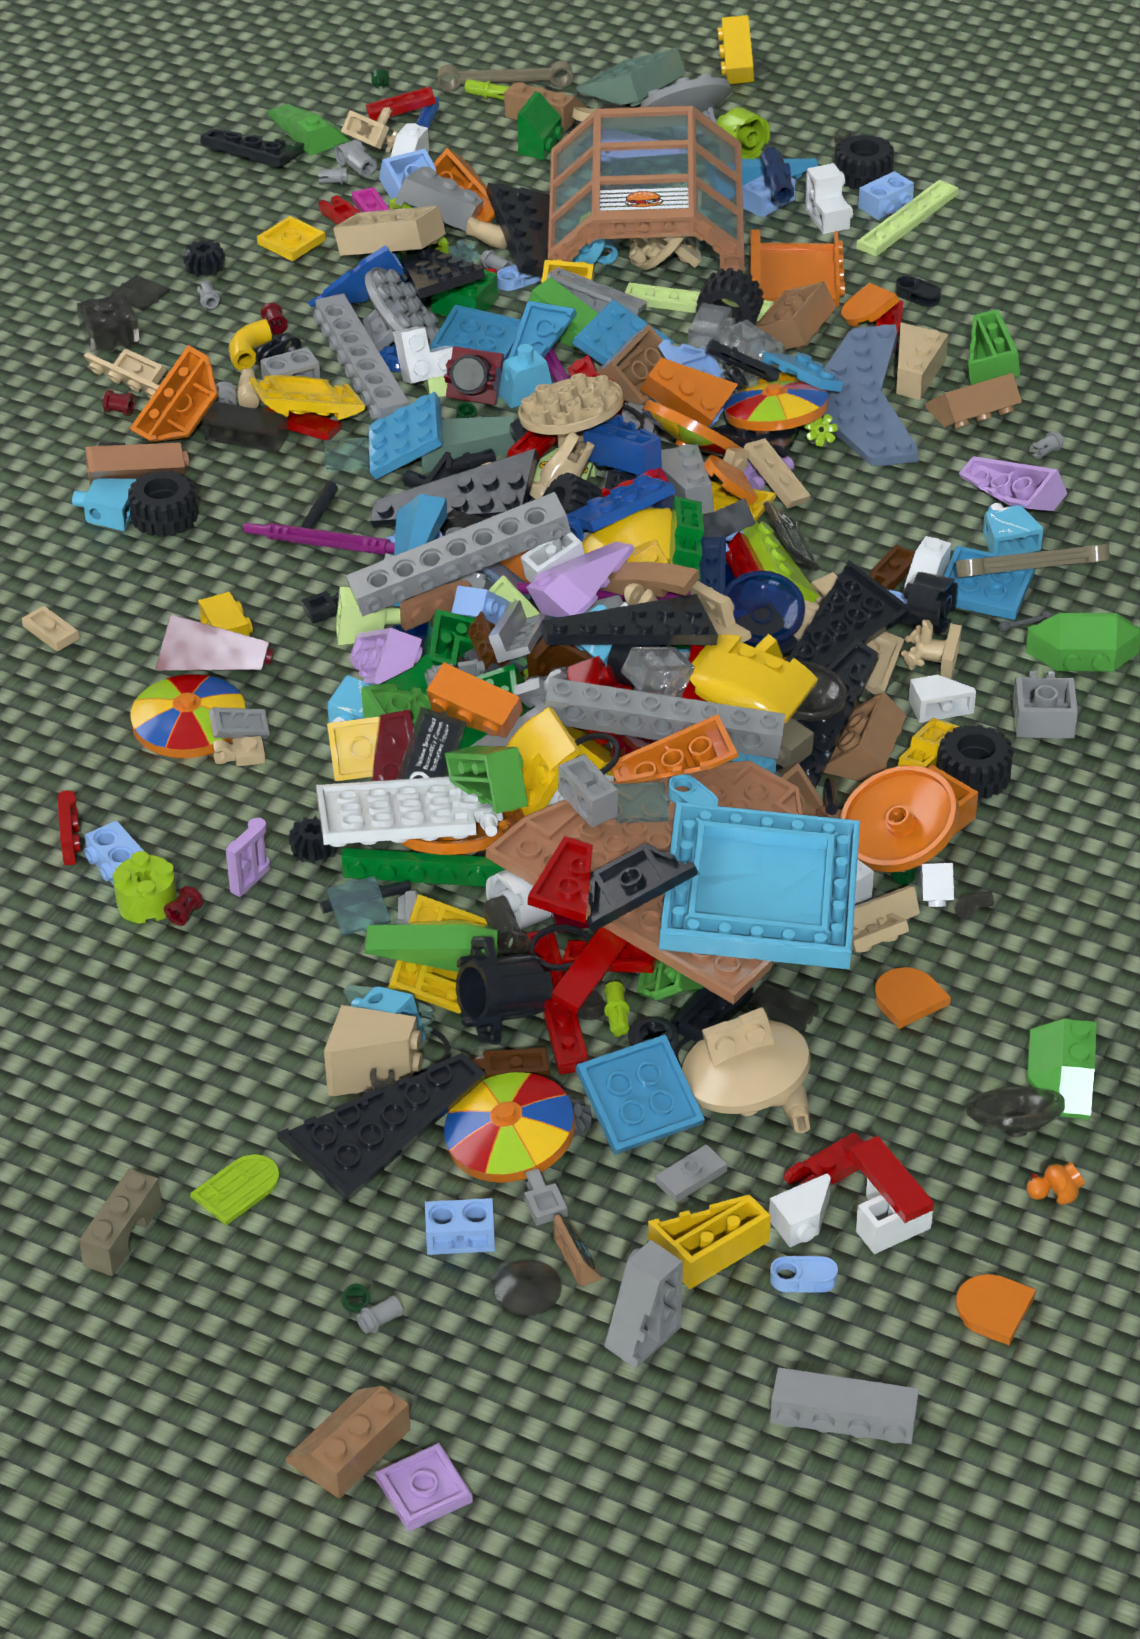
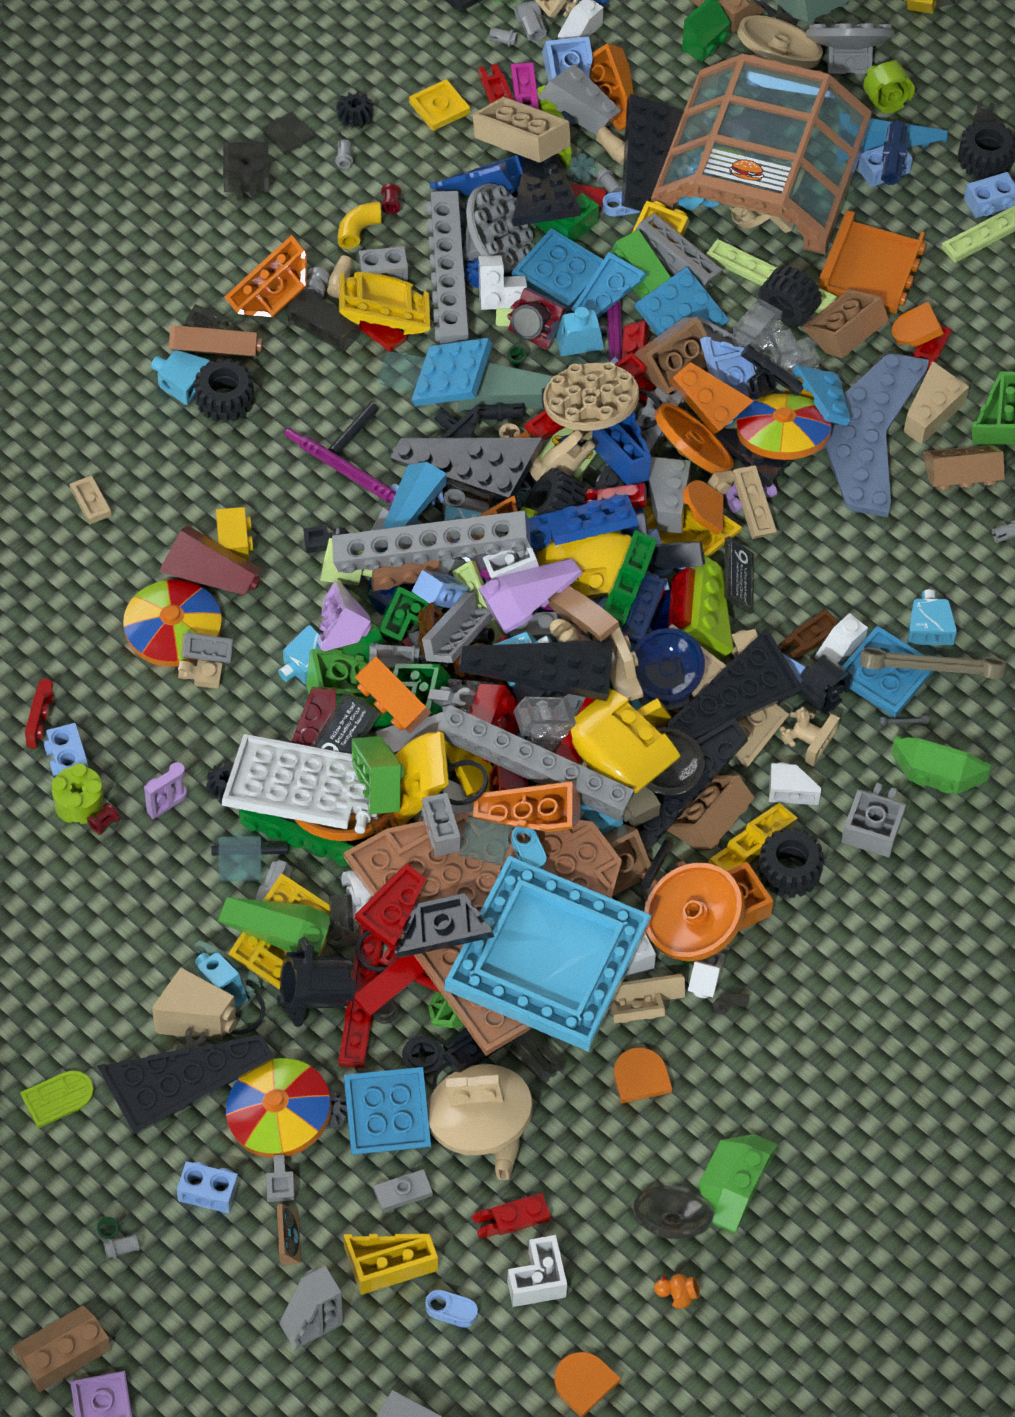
camera: 15 degrees right, 15 degrees up
(119, 402) = (226, 262): dark red bush -> none
(130, 368) = (250, 227): tan bracket -> none
(277, 346) = (380, 237): black piece -> none
(353, 747) = (286, 702): yellow tile -> none
(516, 1060) = (305, 1049): reddish brown hinge -> none
(527, 1287) = (244, 1264): clear smoke dish -> none
(616, 1008) = (404, 1020): lime axle -> none
(801, 1210) = (472, 1253): white slope -> none
(825, 198) = (933, 189): white brick -> none
(826, 430) = (816, 465): lime plant -> none
(891, 1179) = (541, 1255): red tile -> none
(920, 291) = (976, 321): black piece -> none
(1016, 483) = (956, 573): lavender wedge -> none

